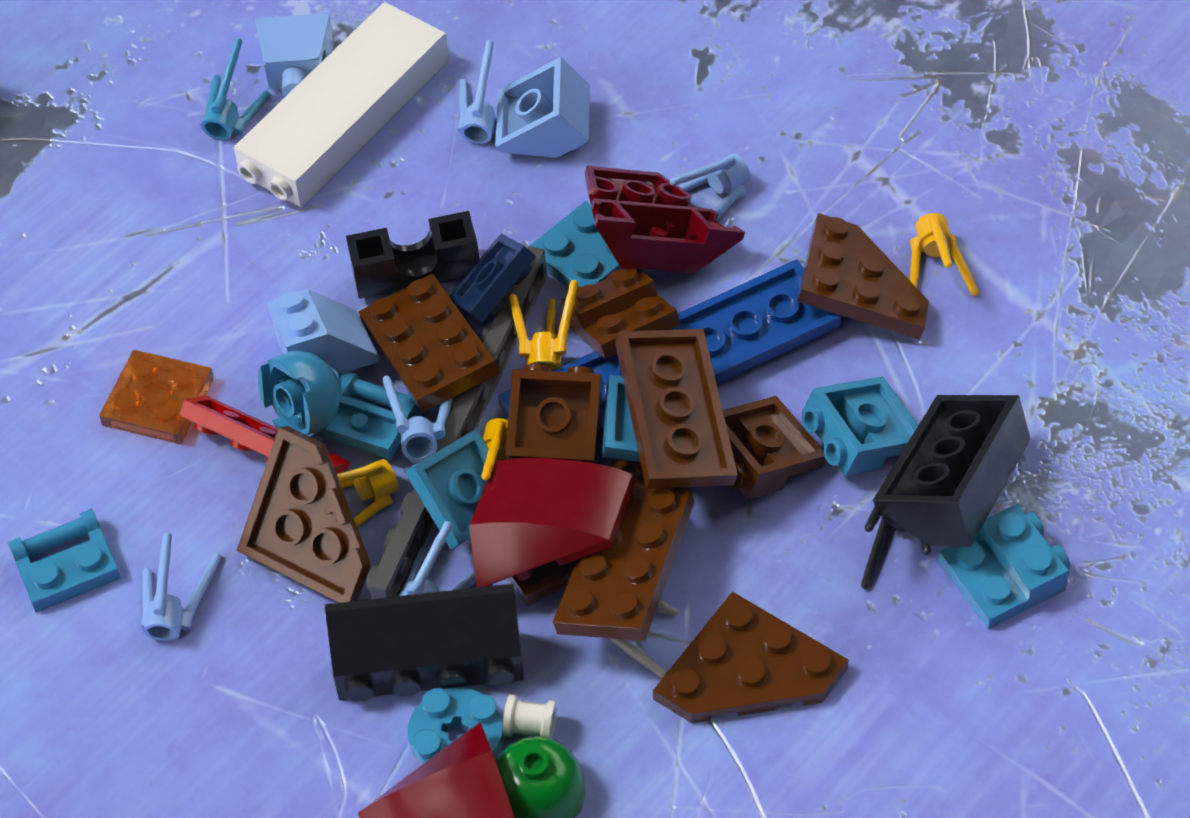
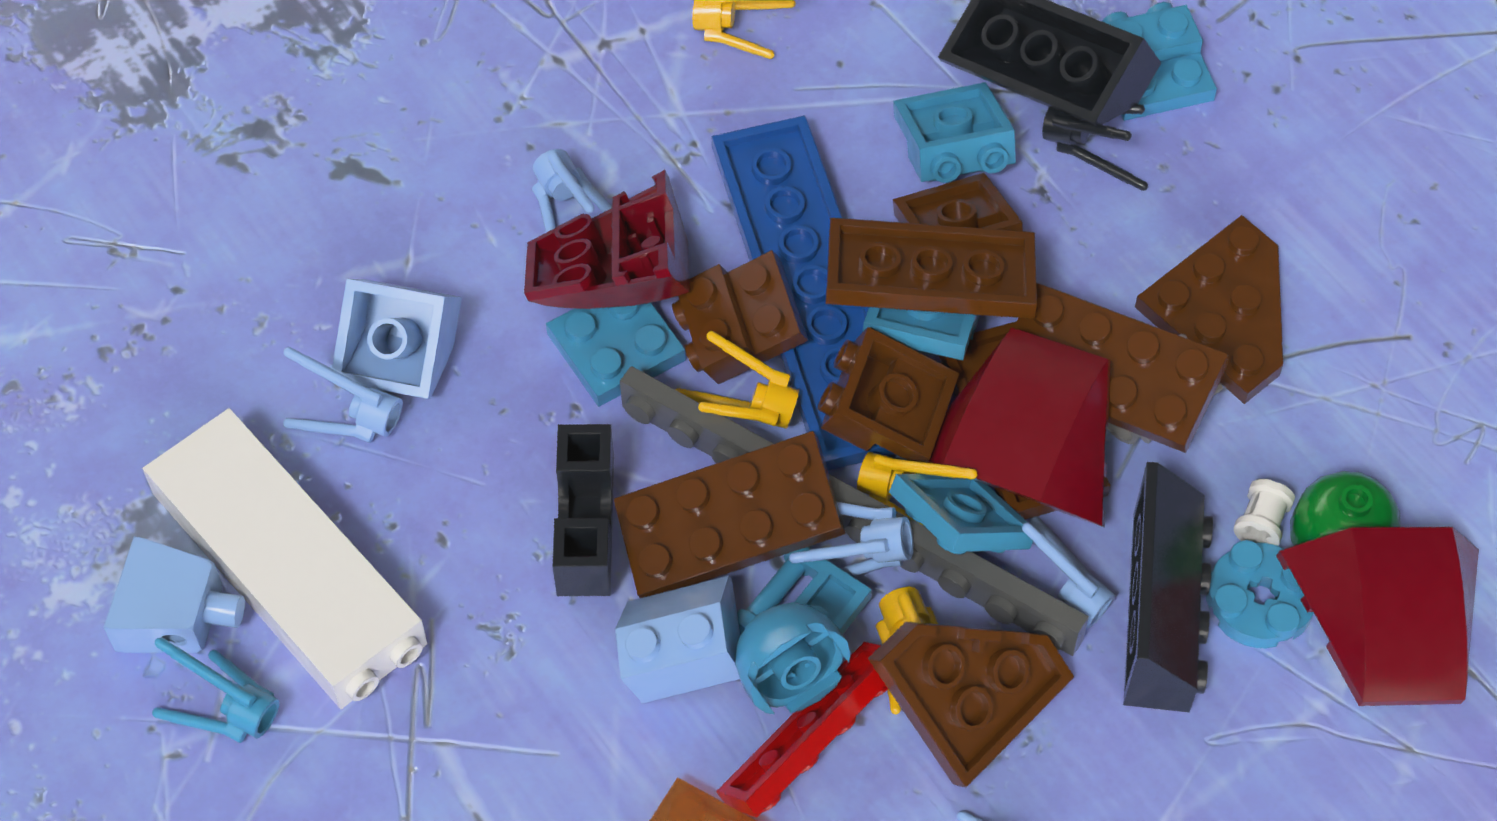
camera: 80 degrees left, 5 degrees up
(493, 275) = (662, 423): dark blue plate -> none
(858, 281) = (752, 94): reddish brown plate -> none

